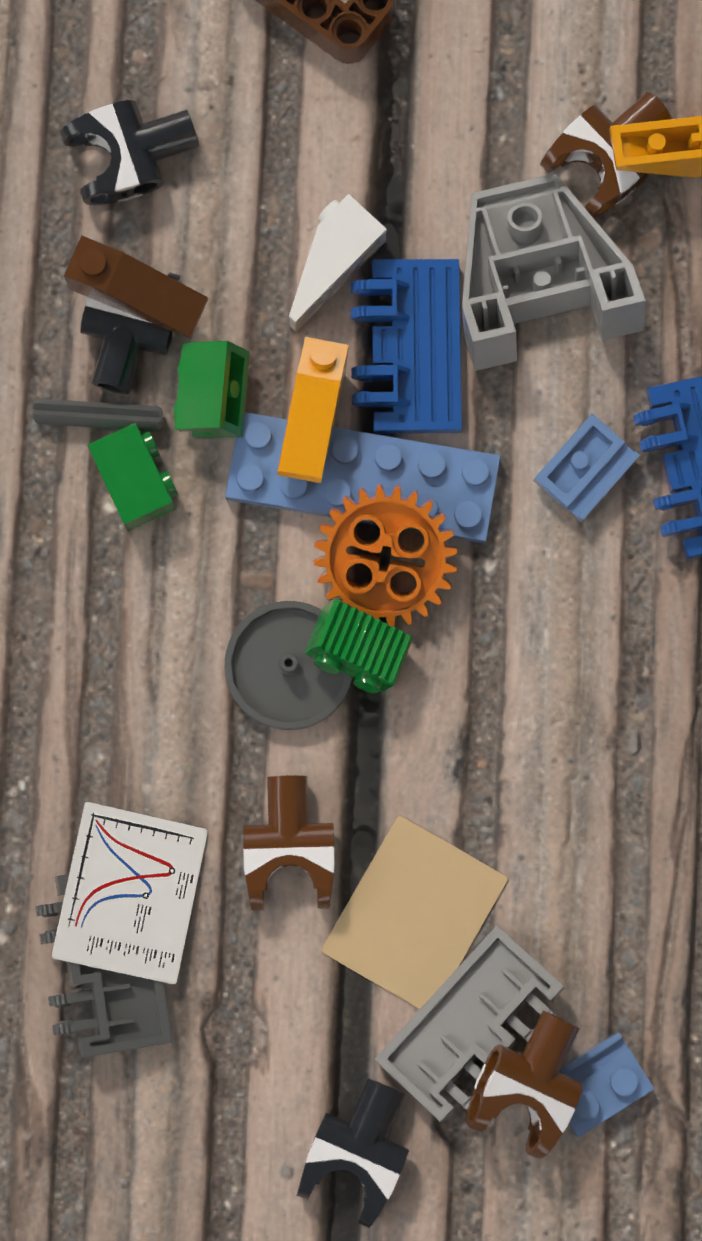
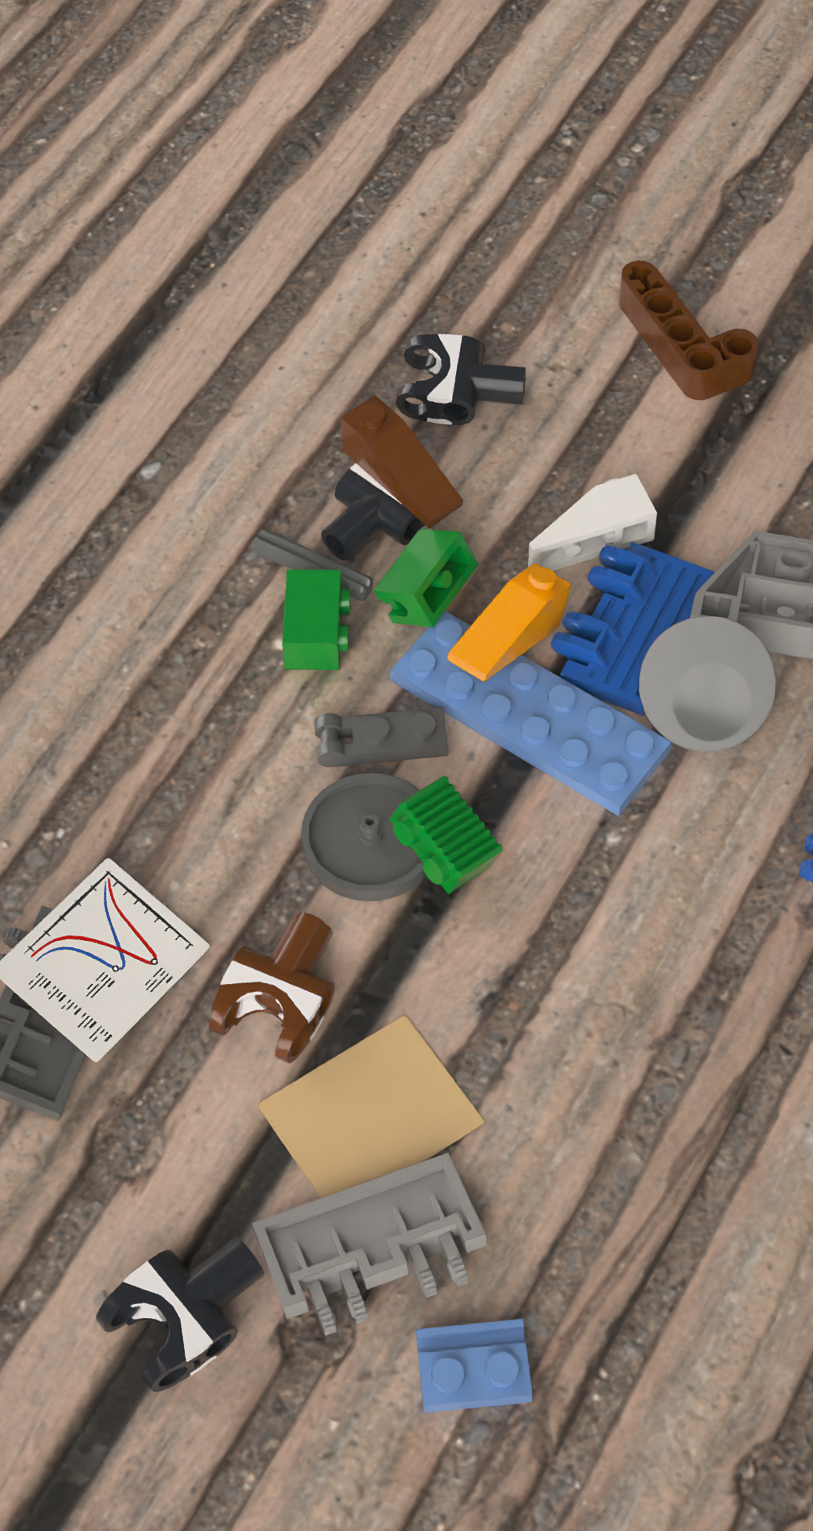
camera: 30 degrees right, 25 degrees down
(250, 563) = (381, 737): none -> dark grey plate
(392, 516) = (538, 740): orange gear -> none
(511, 392) = (707, 683): none -> piece
(530, 1081) = (402, 1307): reddish brown connector -> none
(586, 467) = (751, 786): medium blue plate -> none

